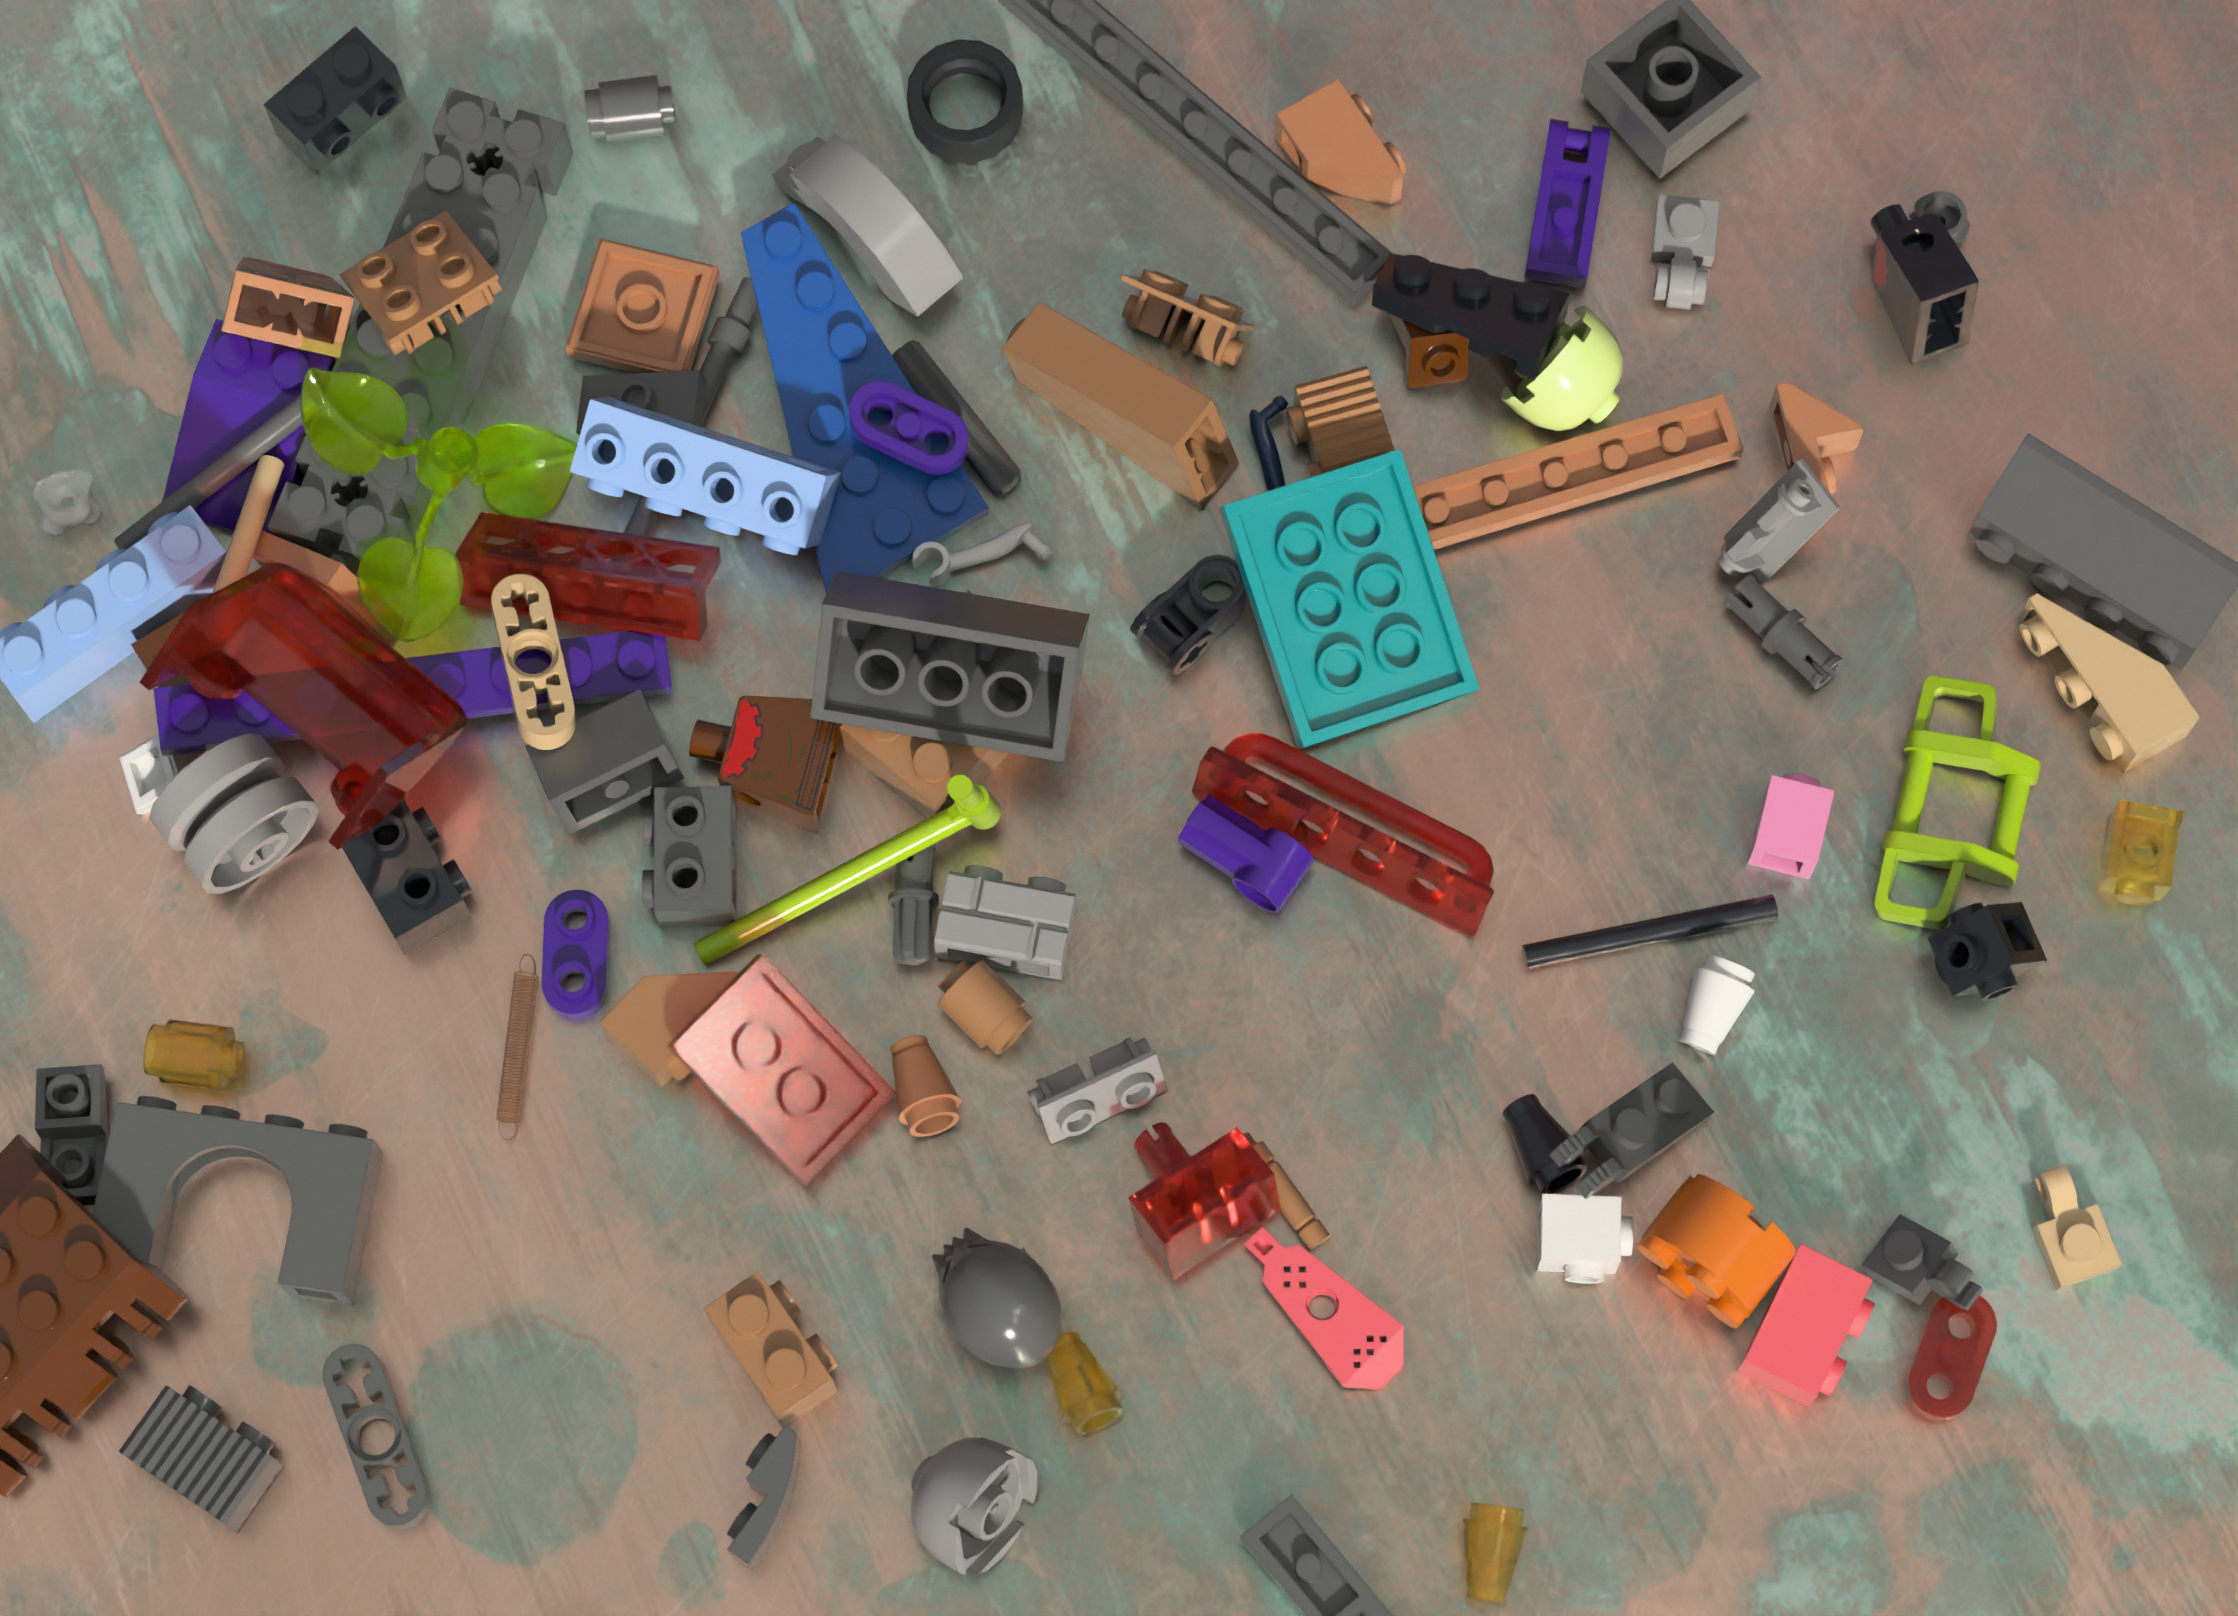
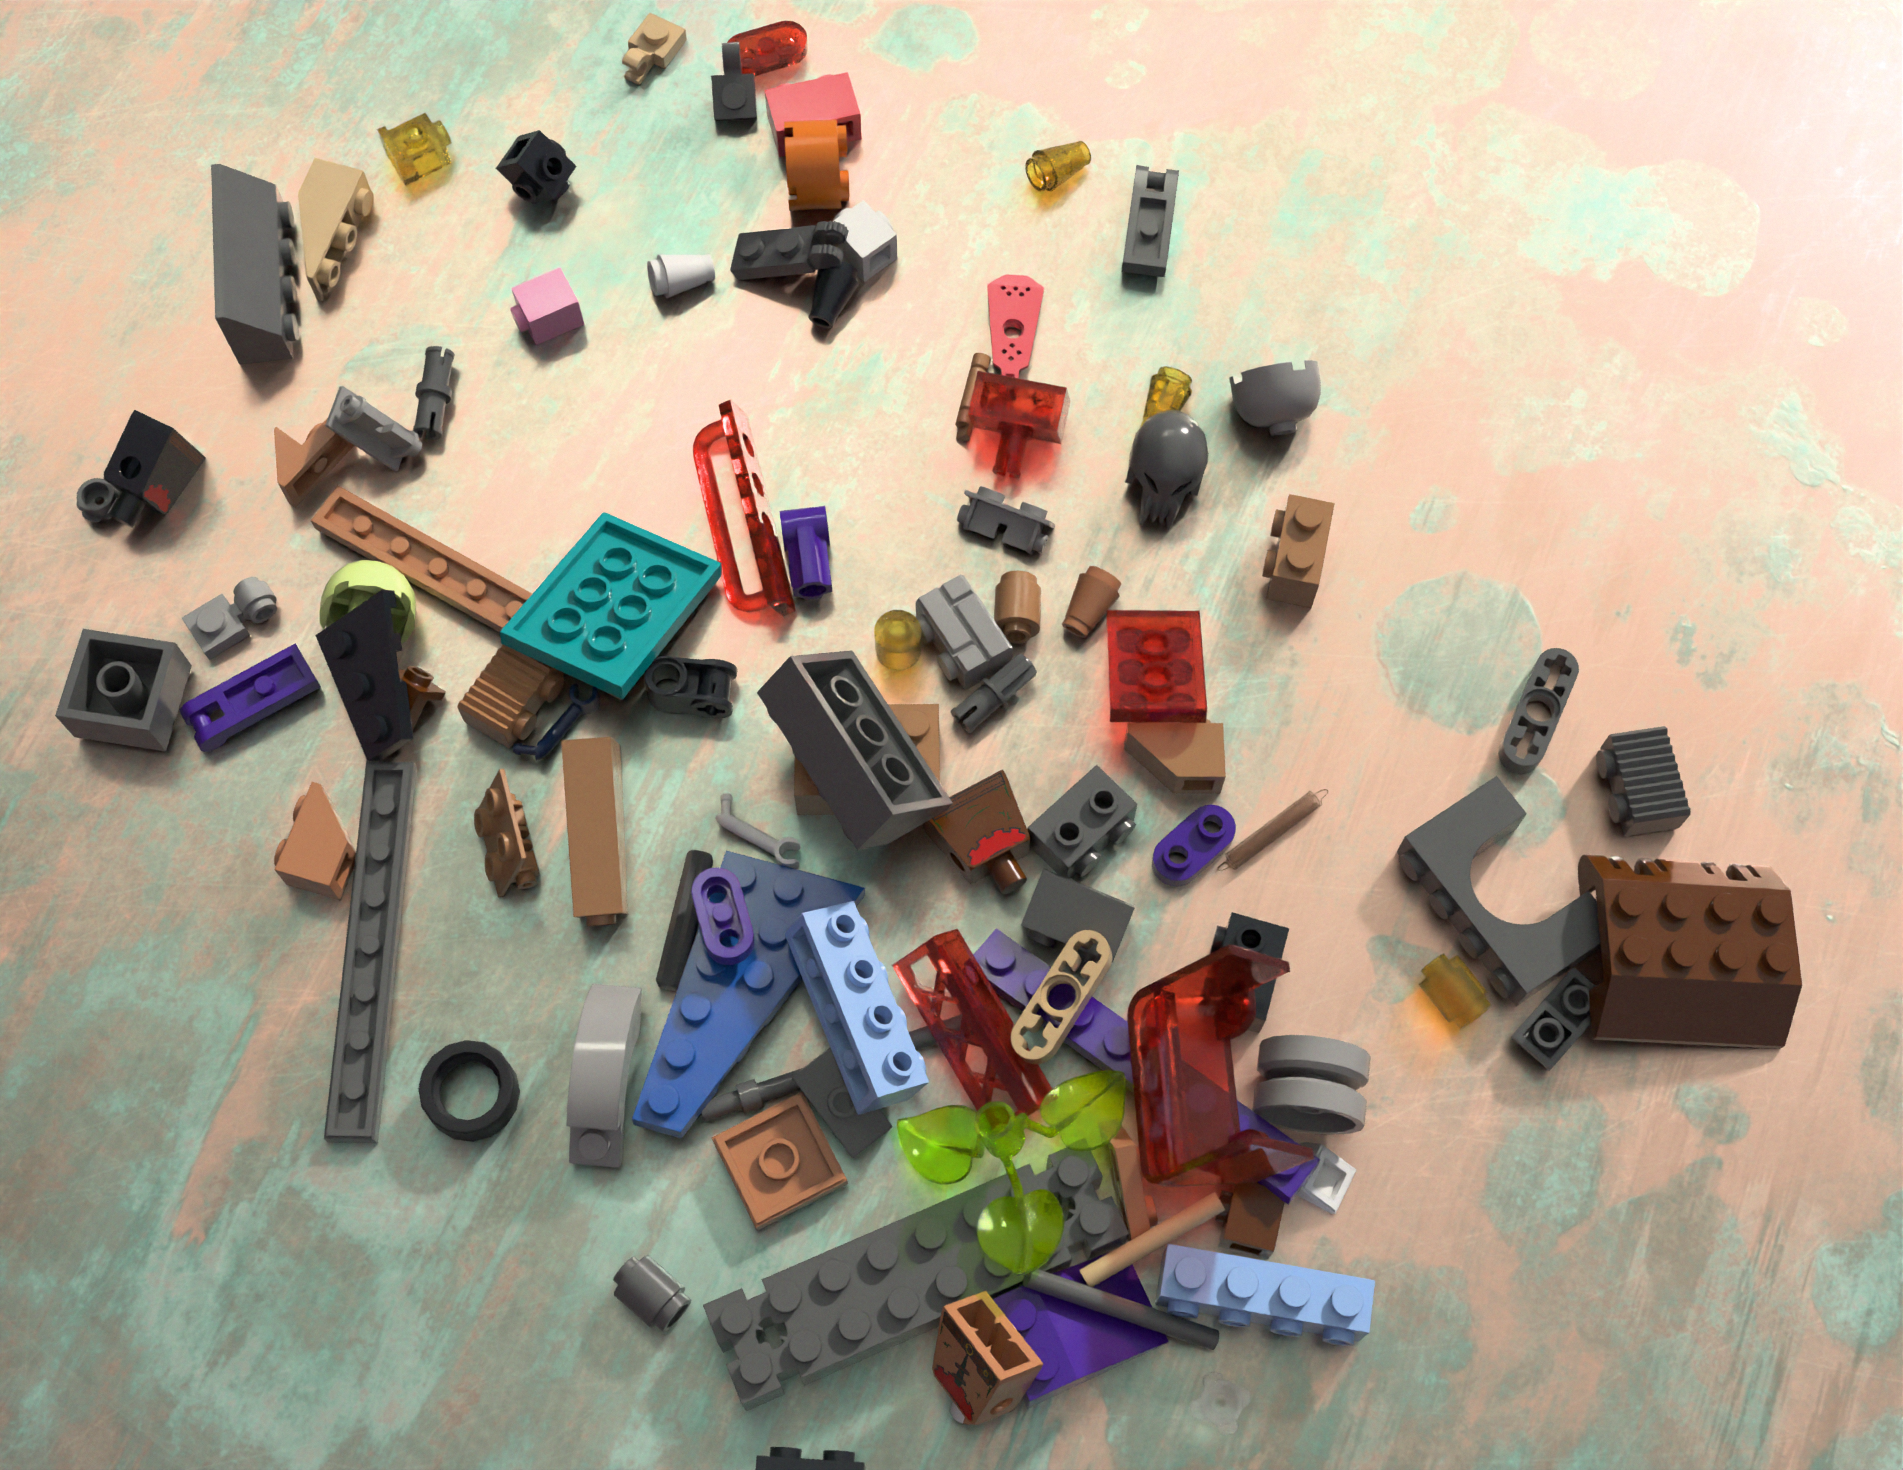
camera: 135 degrees left, 5 degrees down
(420, 280) = (893, 1277): medium nougat hinge -> none
(774, 1477) = (1387, 483): dark grey slope -> none
(971, 806) = (920, 689): lime bar -> none
(1058, 860) = (897, 640): none -> clear yellow brick
(1650, 932) = (667, 335): black bar -> none
(1960, 857) = (445, 282): lime bar -> none

